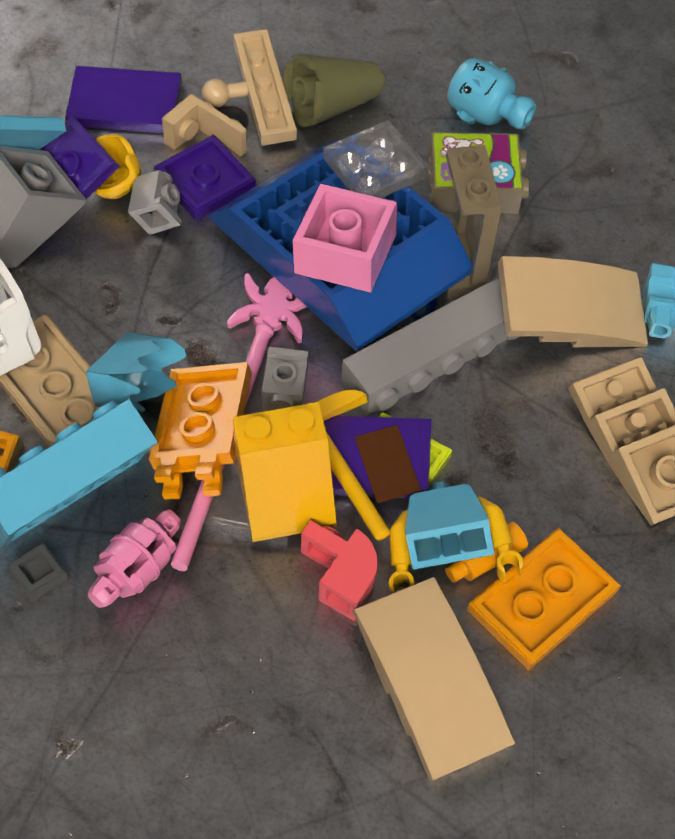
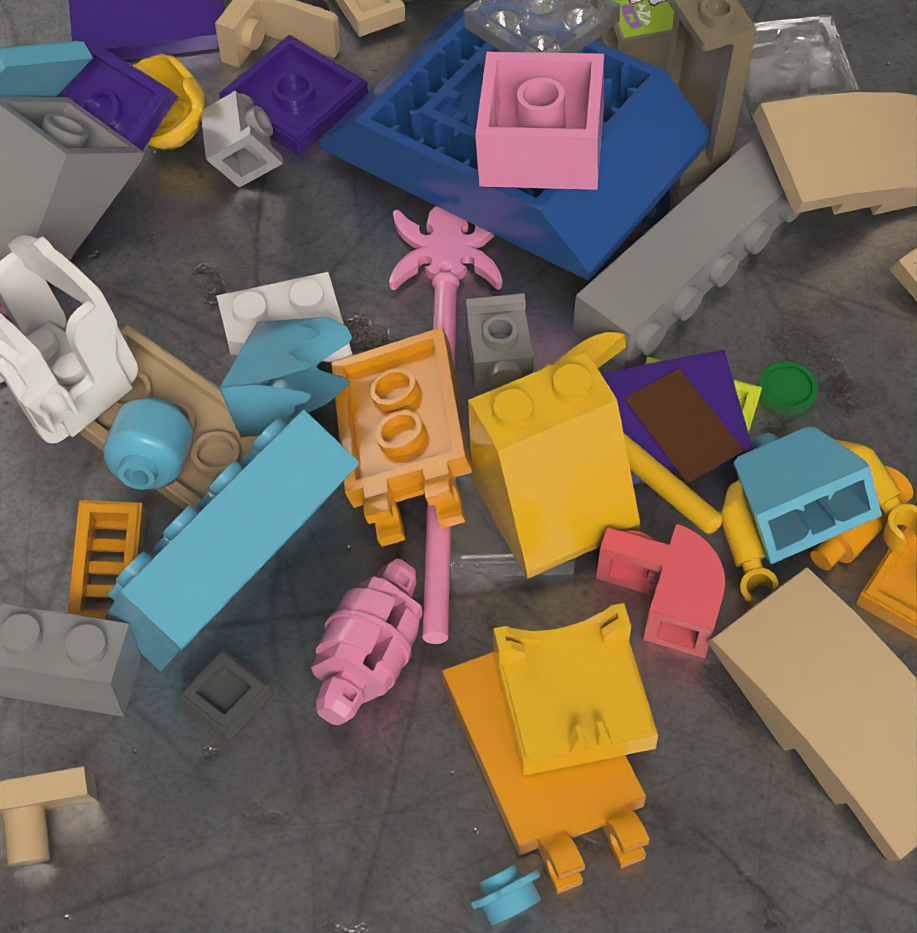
camera: 10 degrees left, 0 degrees up
(32, 397) = (148, 443): none -> medium azure head
(153, 321) = (284, 300): none -> white wing
(173, 739) = (507, 894): none -> medium azure plate
(230, 656) = (551, 805): none -> light orange tile
(254, 622) = (573, 692): none -> yellow piece
(471, 454) = (788, 388): none -> green piece
(548, 227) = (797, 61): none -> clear piece

